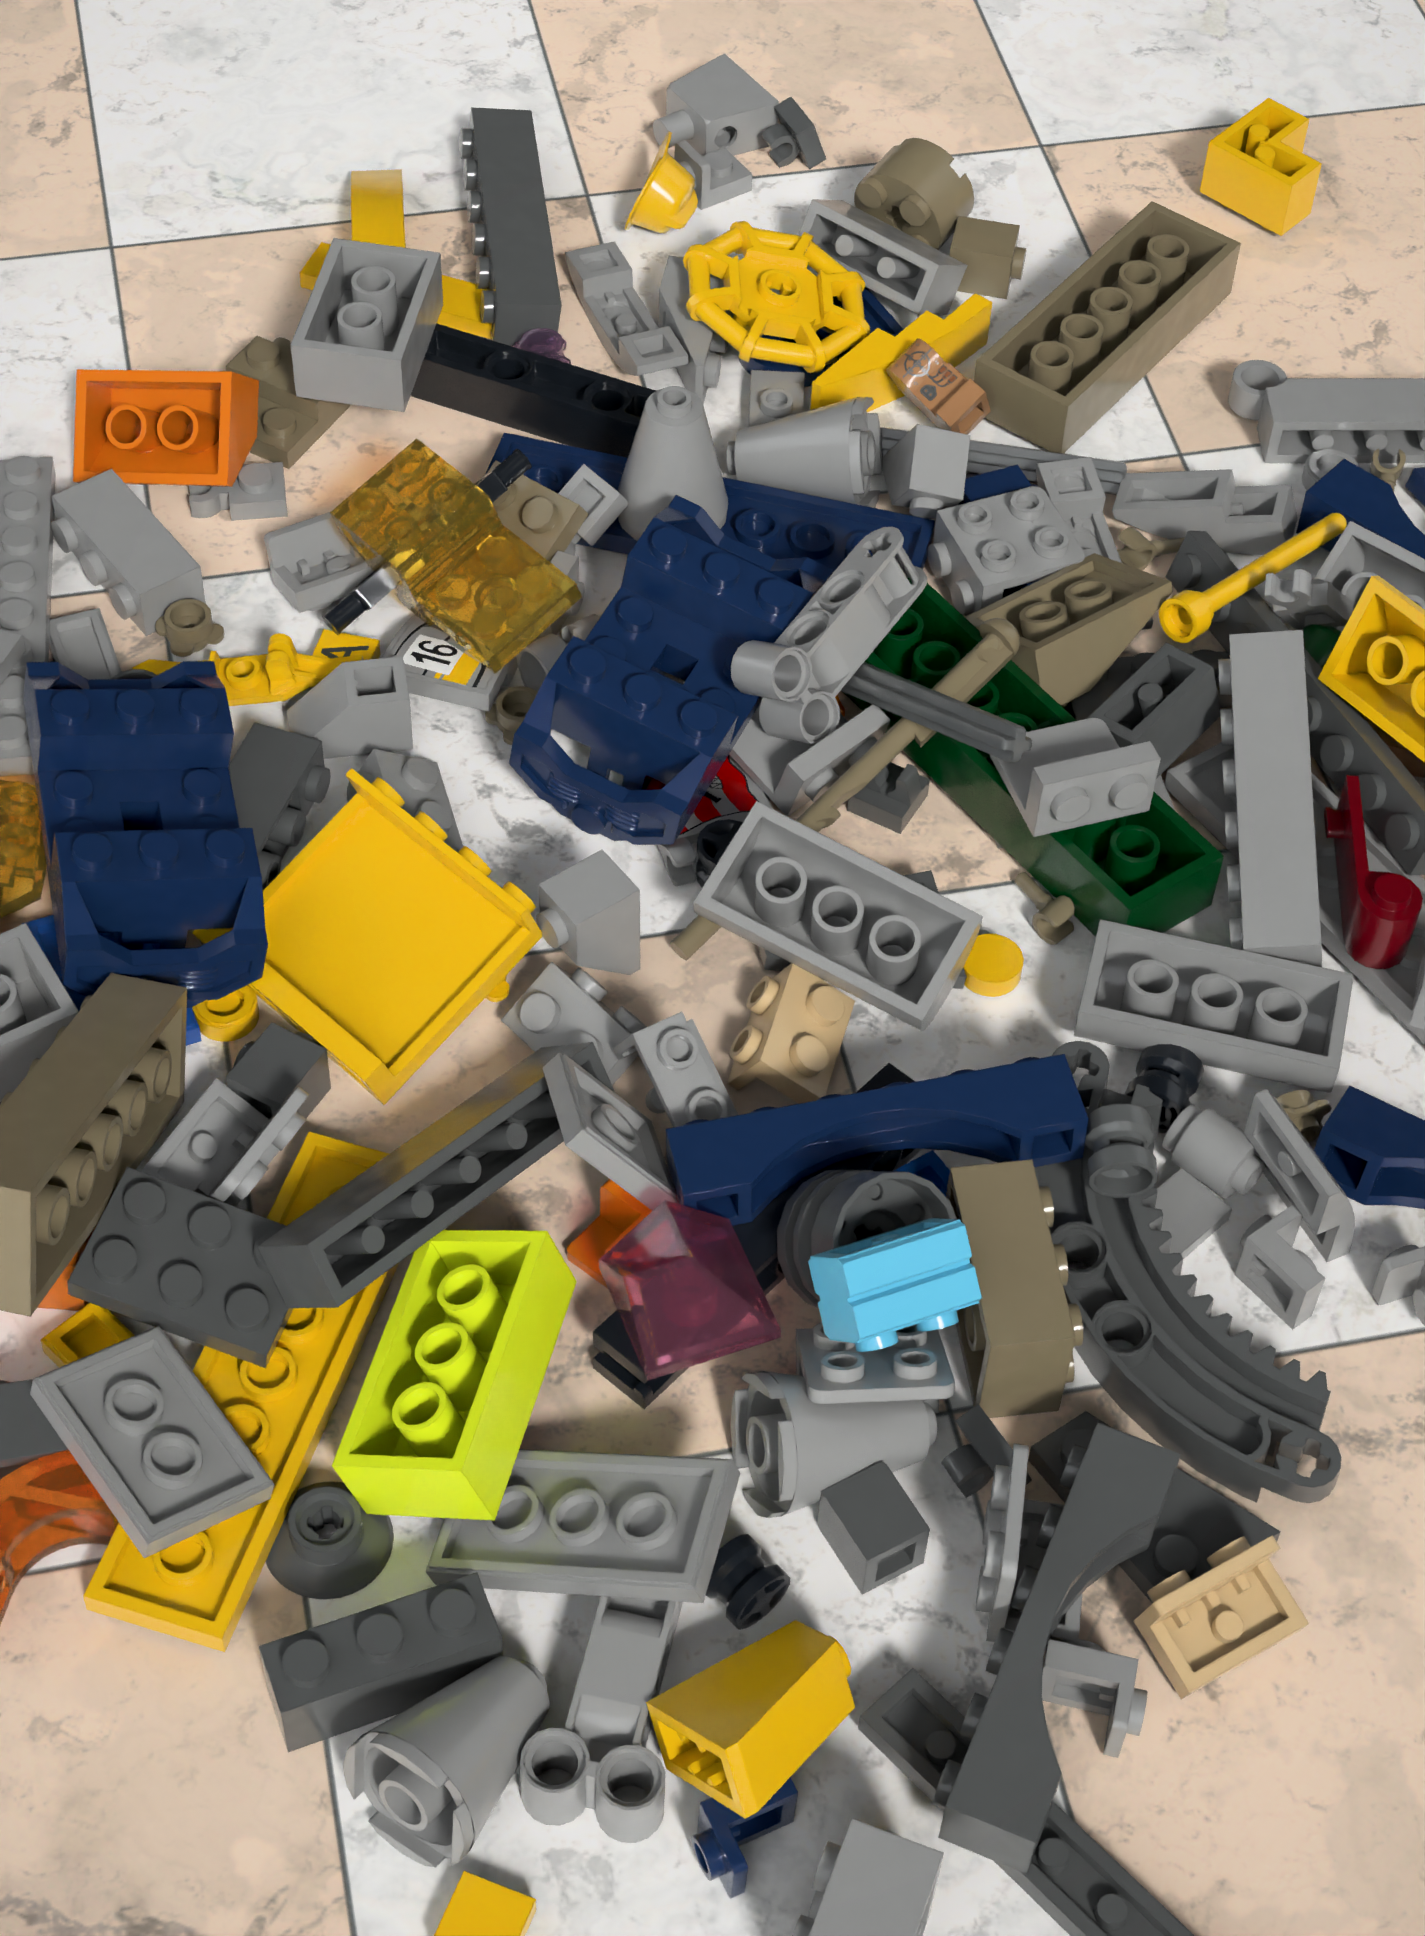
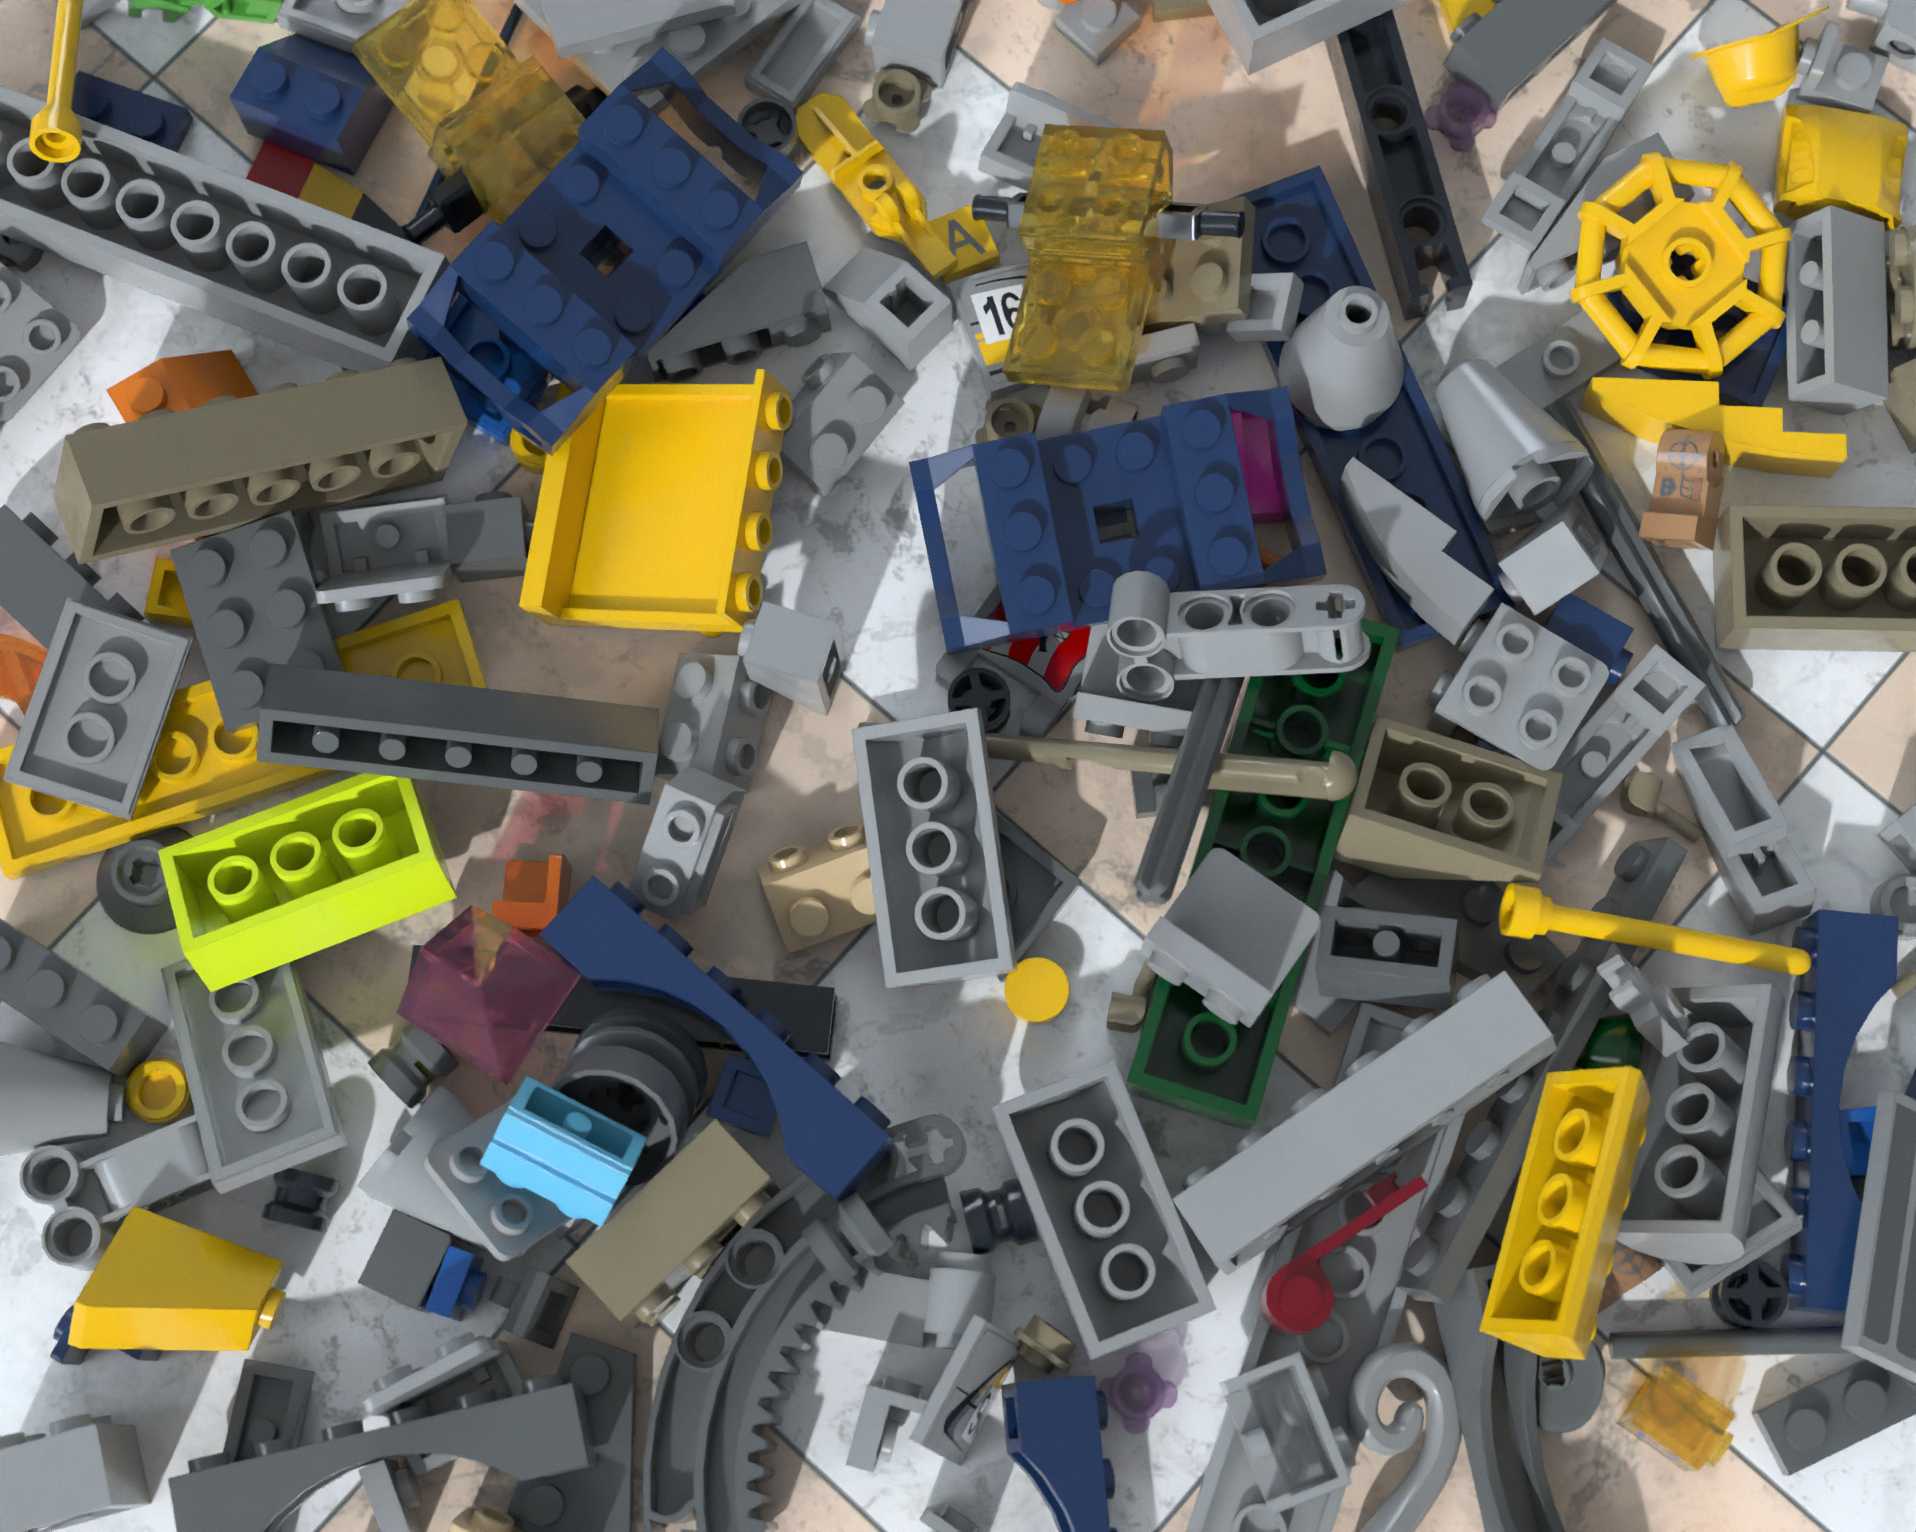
camera: 60 degrees right, 25 degrees up
(544, 1642) = (159, 1091): none -> yellow tile
(608, 1132) = (575, 827): light grey tile -> none
(691, 1414) = (413, 1064): none -> dark grey wheel
(770, 202) = (1839, 161): none -> yellow slope
(834, 525) = (1411, 552): none -> light grey slope
(930, 1497) = (457, 1284): none -> blue plate
(1380, 1078) = (1157, 1393): none -> clear purple plate

